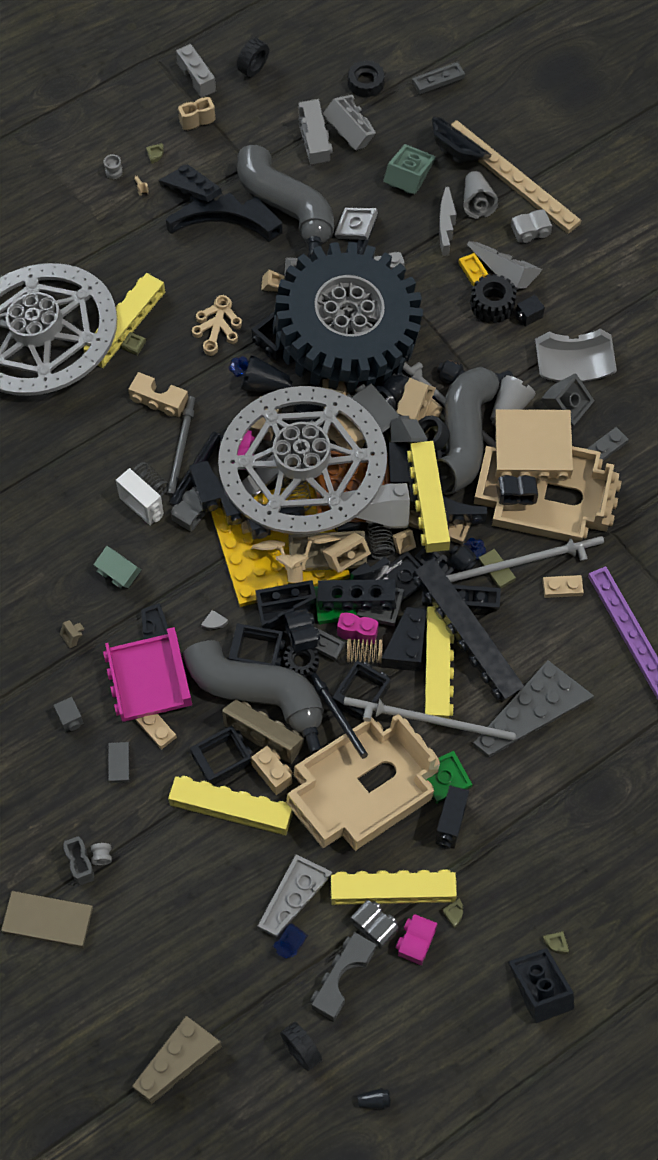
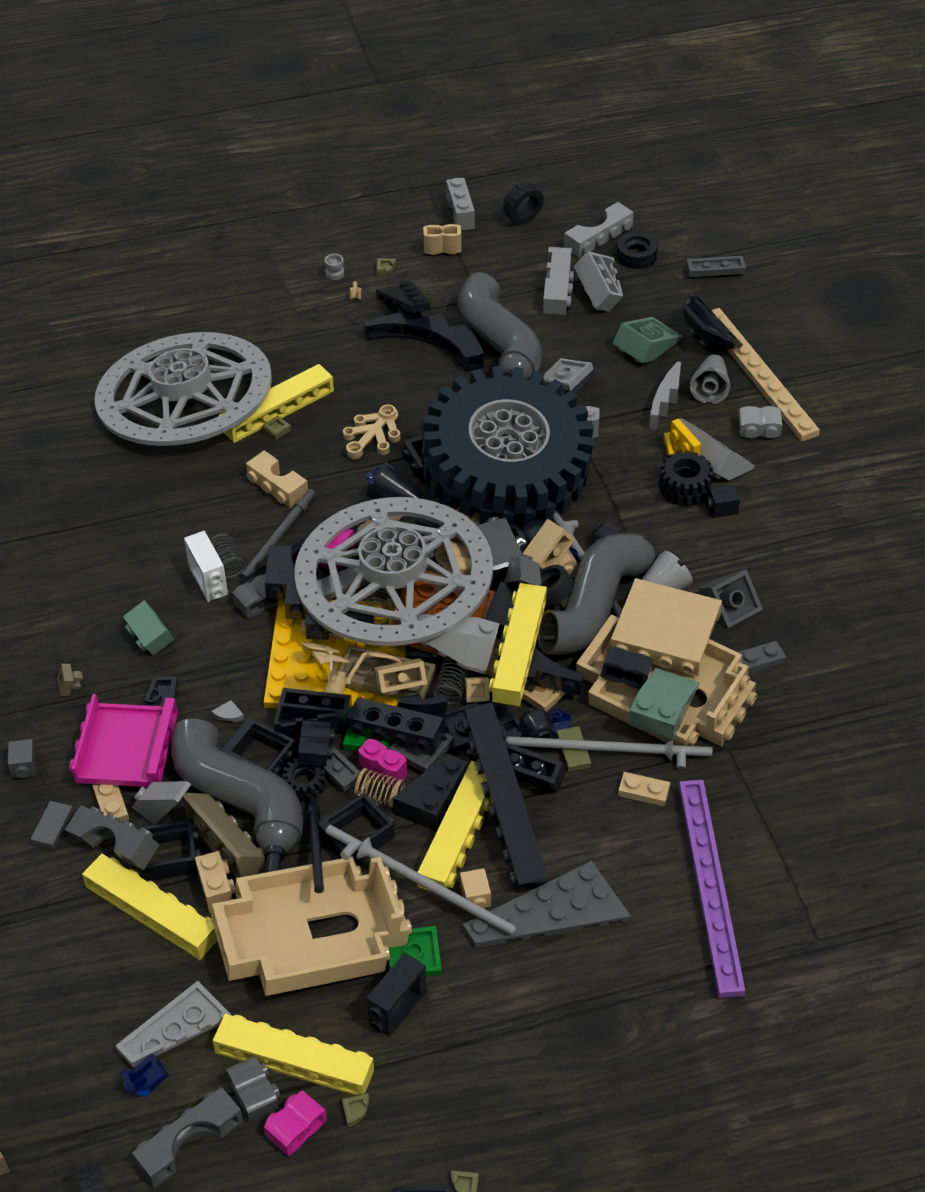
camera: 20 degrees right, 15 degrees down
(156, 757) = (93, 827): none -> dark grey arch
(202, 717) = (159, 799): none -> light grey slope
(316, 80) = (584, 239): none -> light grey arch
(472, 711) = (476, 887): none -> tan brick
(480, 262) = (684, 438): none -> yellow plate
(556, 512) = (662, 703): none -> sand green slope
(588, 356) = (769, 561): light grey panel -> none

